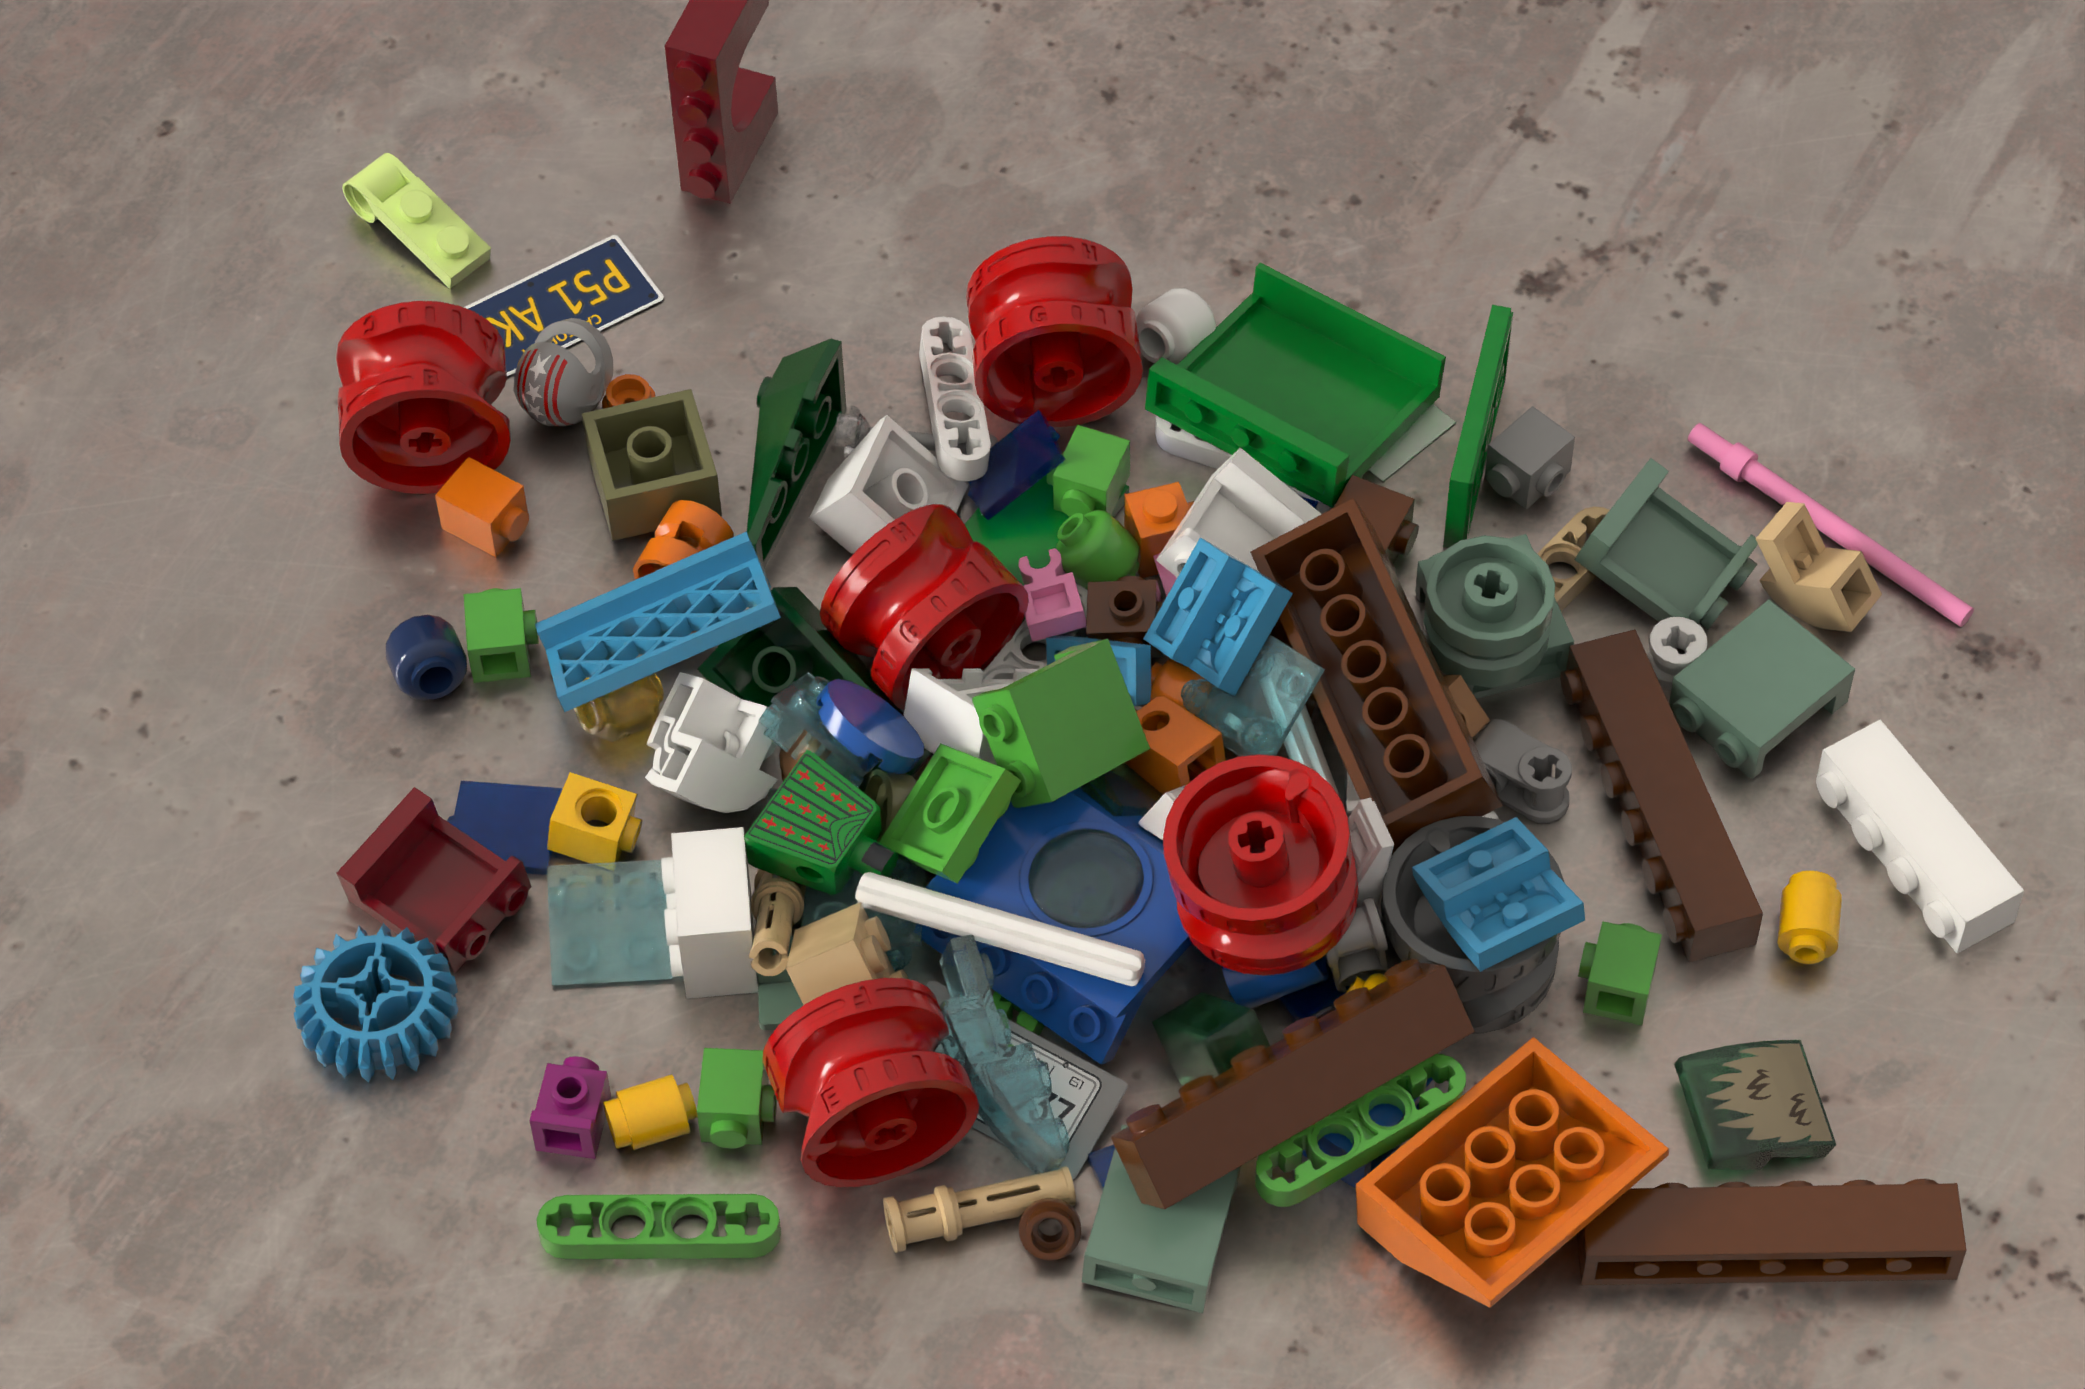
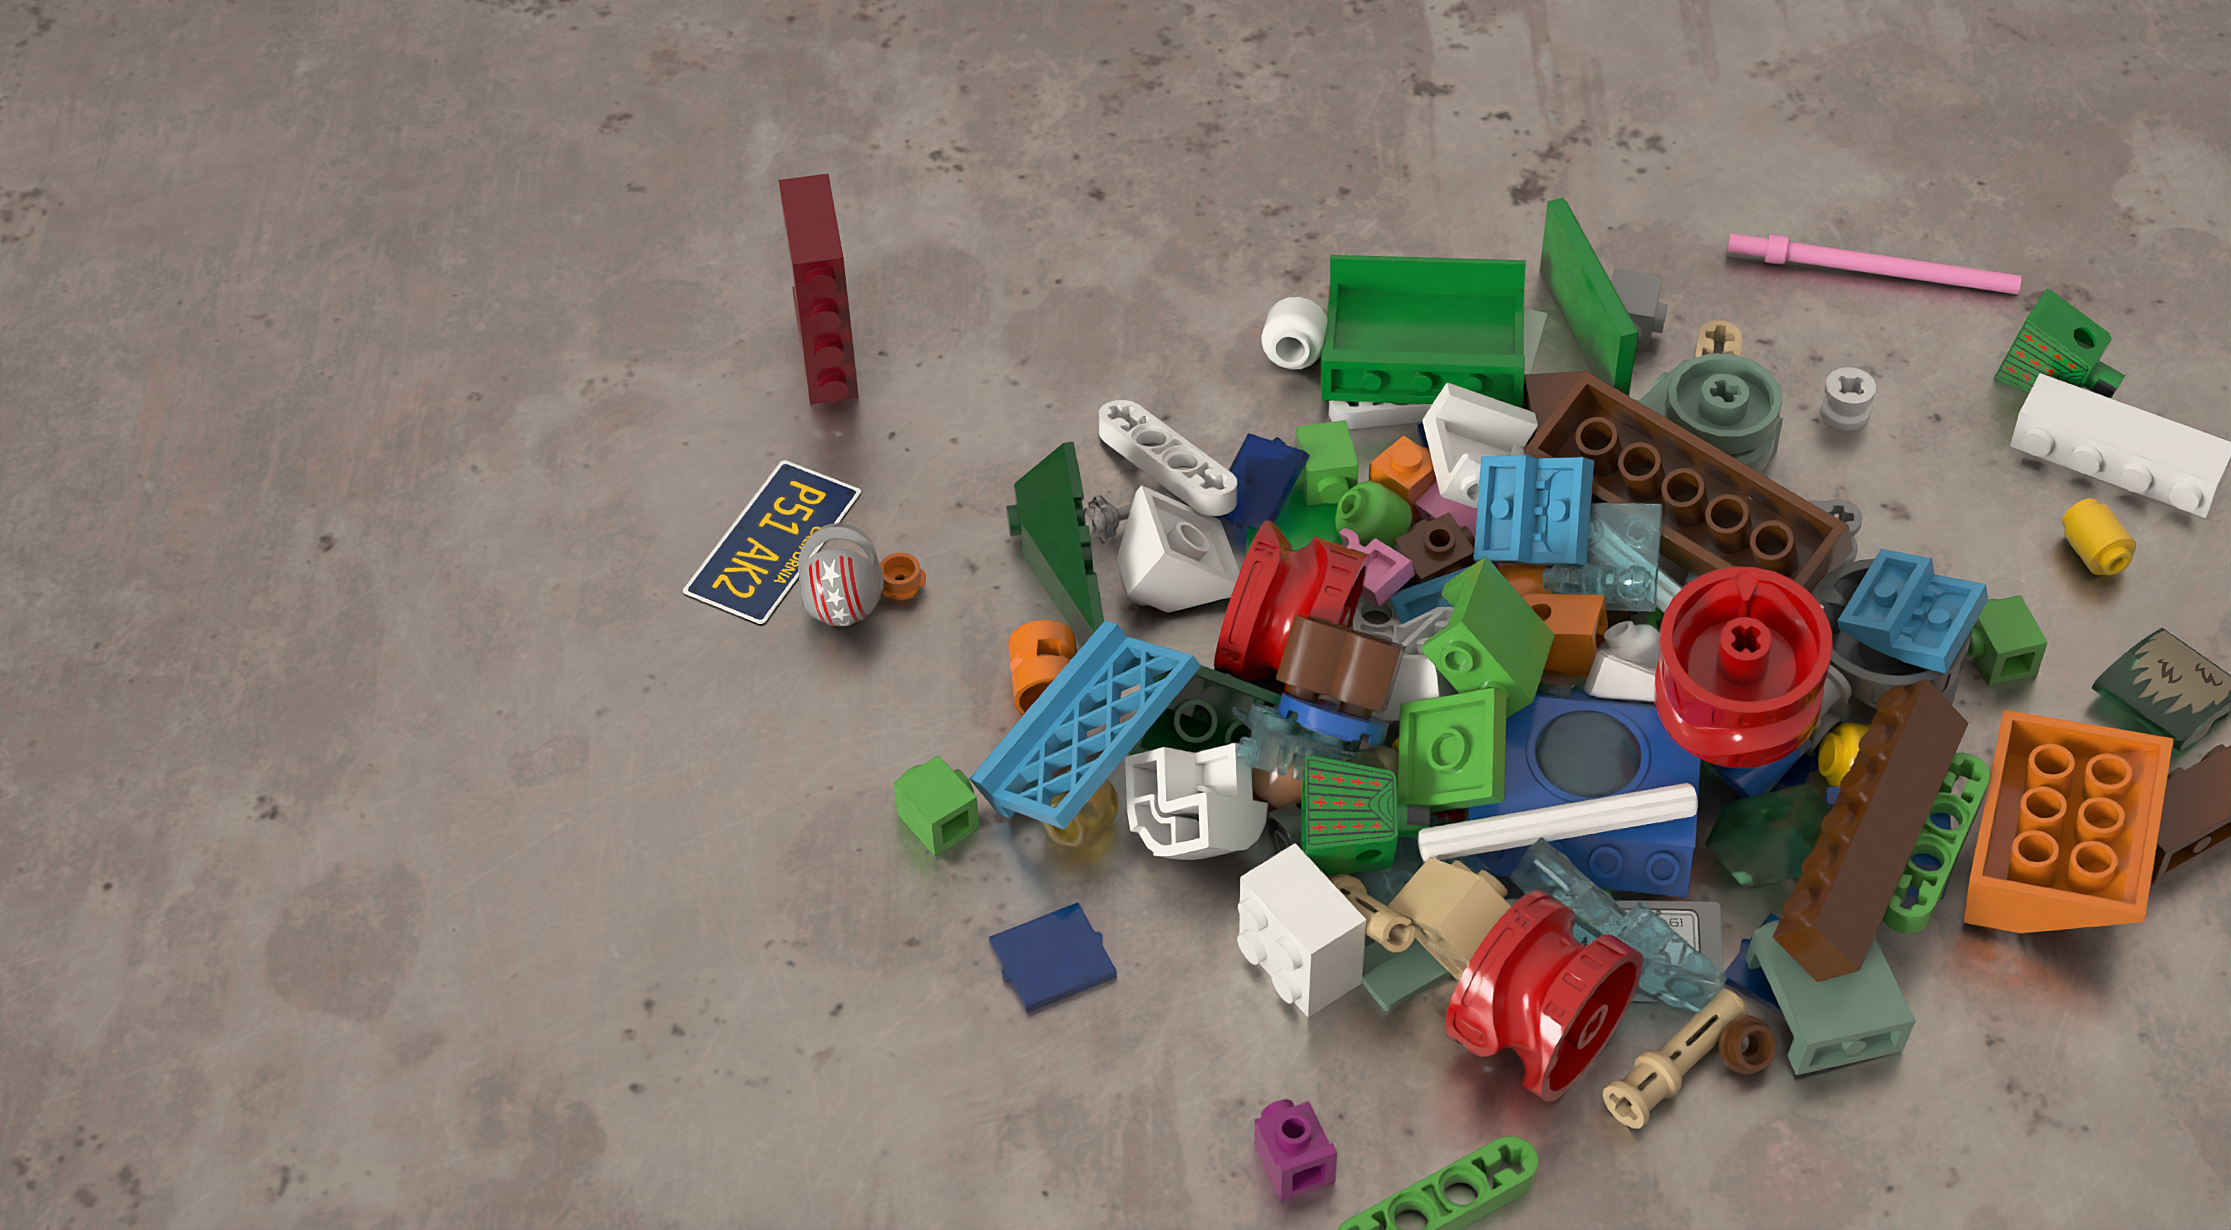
camera: 30 degrees left, 5 degrees down
(402, 1018) = (1050, 1175): dark azure gear -> none
(417, 218) = (609, 513): yellowish green plate -> none
(420, 395) = (747, 641): red piece -> none
(426, 657) = (891, 850): dark blue head -> none
(433, 881) = (1040, 1028): dark red panel -> none
(482, 507) = (846, 712): orange brick -> none
(589, 800) = (1135, 912): yellow brick -> none
(607, 923) = (1207, 985): clear light blue hinge -> none
(649, 458) = (964, 611): olive brick -> none
(650, 1113) = (1363, 1118): yellow brick -> none
(734, 1097) = (1421, 1070): bright green brick -> none
(899, 677) = (1340, 664): none -> reddish brown brick
(1054, 331) = (1222, 368): red piece -> none
(1661, 797) = (1925, 501): reddish brown brick -> none
(1665, 553) = (1789, 333): sand green panel -> none
(1758, 687) = (1930, 396): sand green panel -> none
(1812, 581) = (1905, 304): tan brick -> none
(1925, 706) = (2060, 345): none -> green torso

